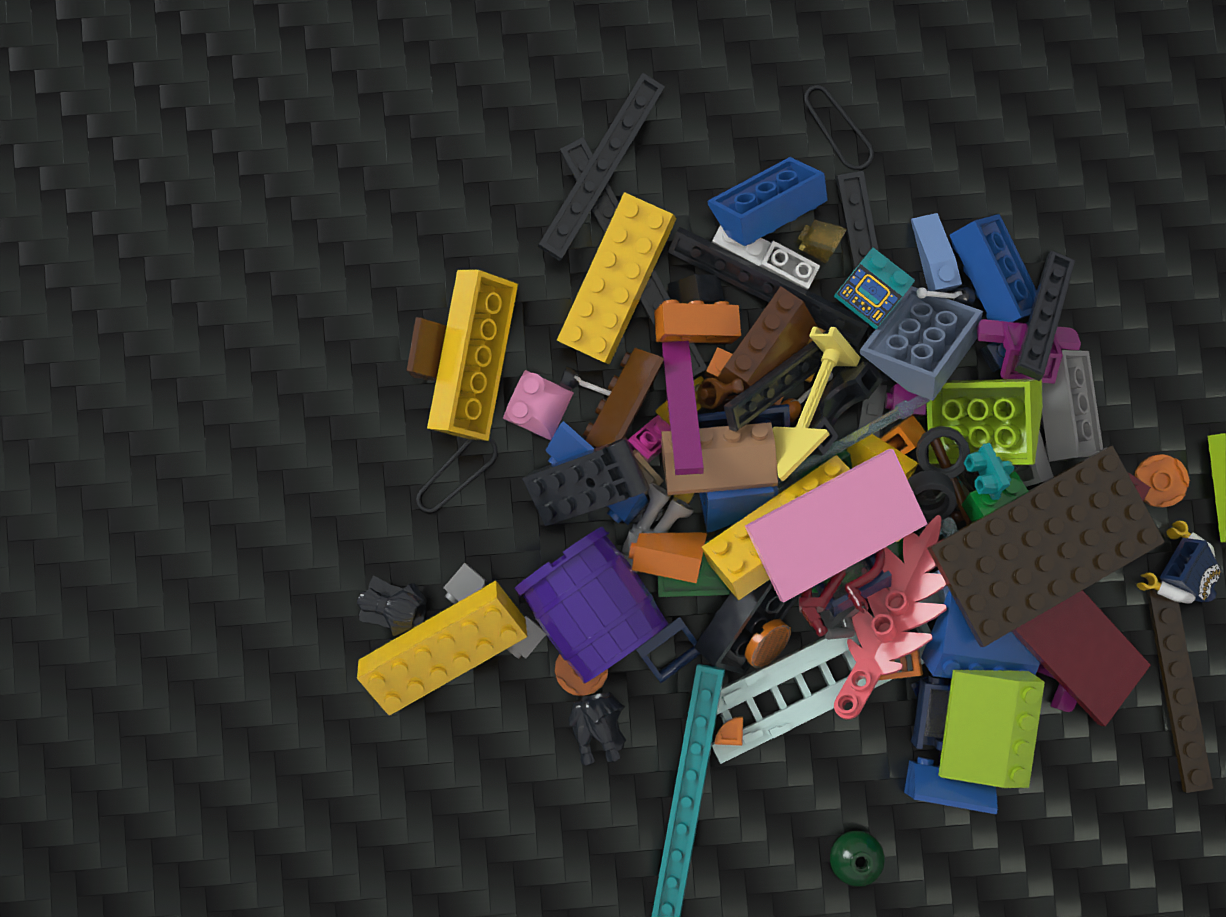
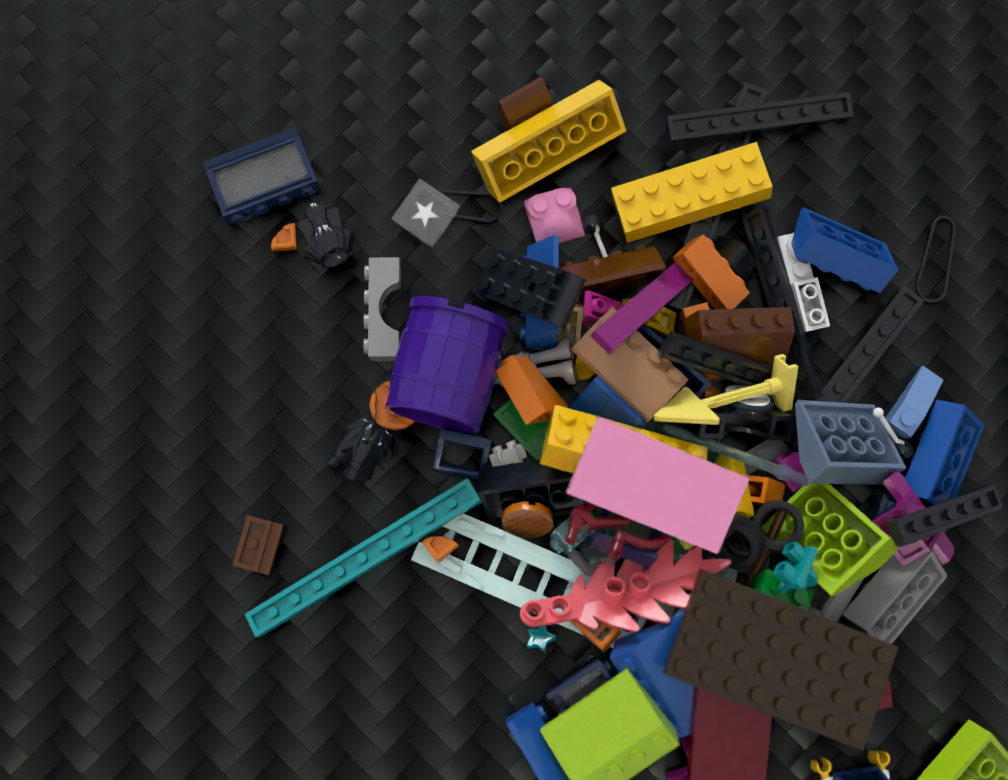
camera: 50 degrees right, 5 degrees down
(293, 617) = (261, 176): none -> window
(363, 640) = (285, 239): none -> orange tile
(442, 506) = (426, 212): none -> clear tile
(442, 648) = (325, 289): yellow brick -> none
(602, 875) = (258, 545): none -> reddish brown plate
(699, 619) = (513, 454): none -> white piece
(714, 392) = (676, 322): reddish brown piece -> none
(801, 628) = (558, 538): none -> clear light blue brick
(821, 239) = (848, 312): clear yellow slope -> none
(834, 386) = (755, 404): none -> wheel
(848, 849) = (429, 710): dark green piece -> none
(869, 714) = (540, 638): none -> teal piece
(874, 288) = (850, 375): slope -> none
(1165, 477) = (908, 716): orange tile -> none

